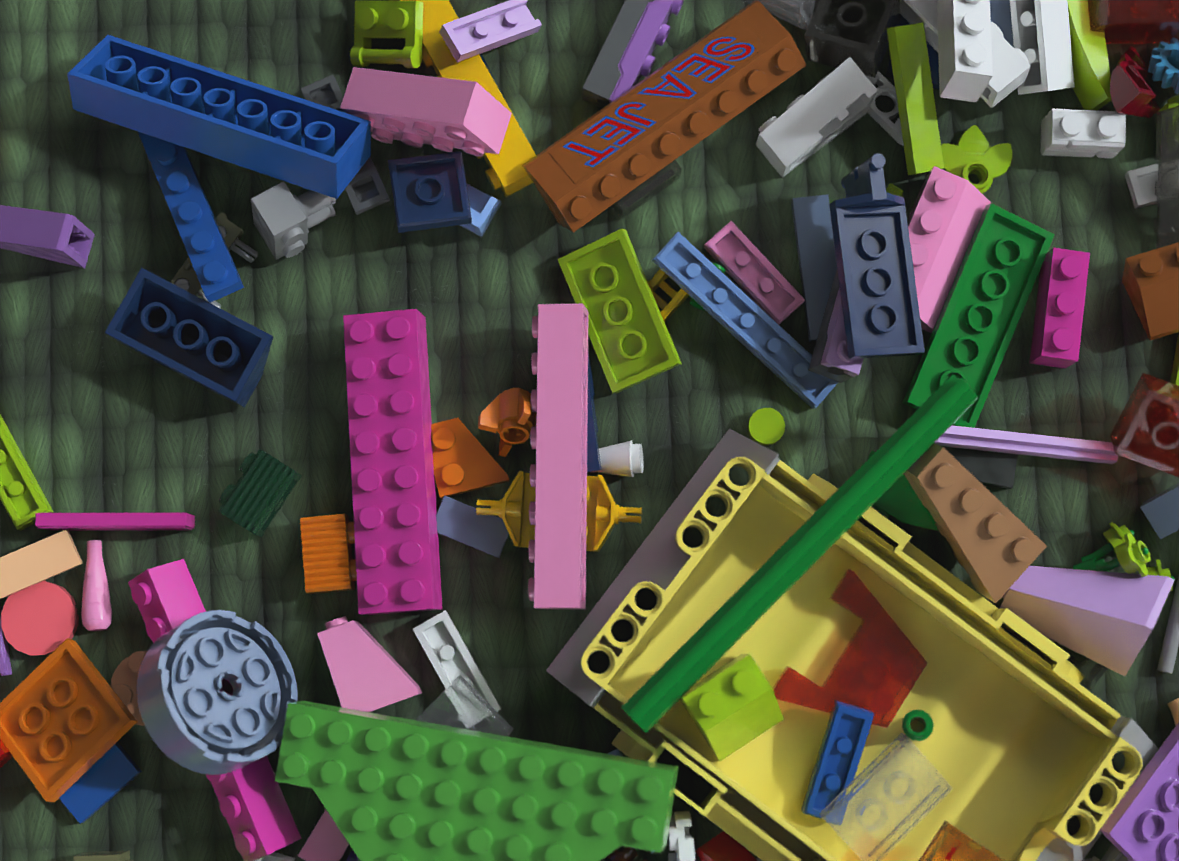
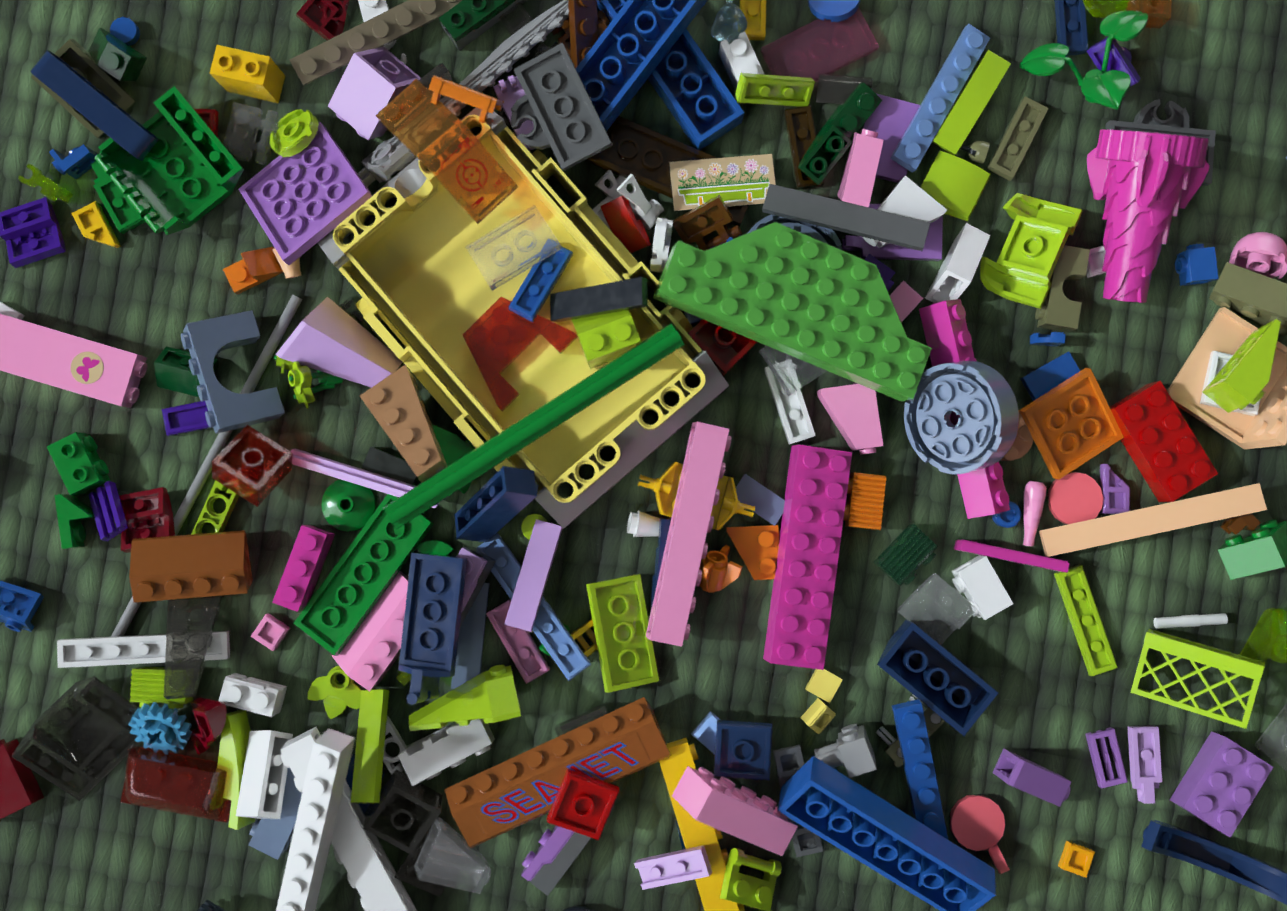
camera: 170 degrees left, 5 degrees up
(69, 125) = (998, 859): none -> coral tile
(104, 166) = (977, 822): none -> coral tile
(108, 835) = (1054, 339): none -> blue tile
(124, 572) = (1008, 518): none -> blue tile
(149, 470) = (981, 587): none -> white brick
(205, 428) = (937, 608): none -> clear slope
(337, 299) = (824, 684): none -> light yellow tile
(338, 258) = (818, 716): none -> light yellow slope
(570, 724) = (721, 344): none -> red slope
(624, 80) = (583, 804): none -> red tile
(751, 748) = (599, 299): none -> black tile
(754, 359) = (533, 575): none -> lavender tile
(782, 189) = (485, 697): none -> lime wedge
(827, 439) = (495, 504): none -> dark blue brick
(892, 369) = (435, 548): none -> green tile
(924, 718) = (485, 286): green pin -> none
(1004, 406) = (361, 507): none -> green dish
(1080, 218) = (270, 632): none -> bright pink tile

